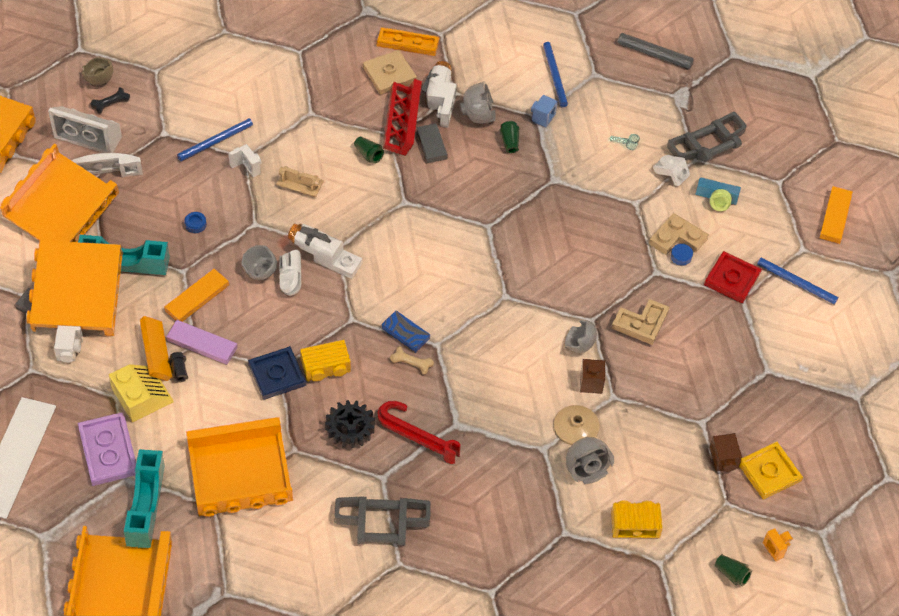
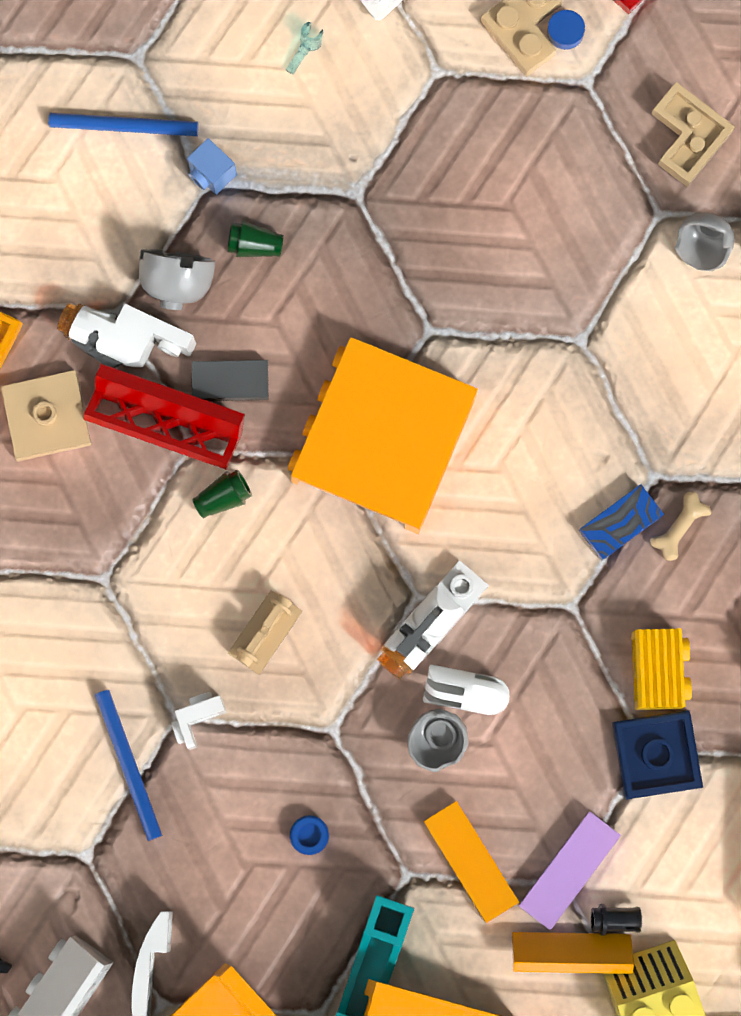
camera: 70 degrees left, 25 degrees up
(420, 211) = (383, 433): none -> light orange panel

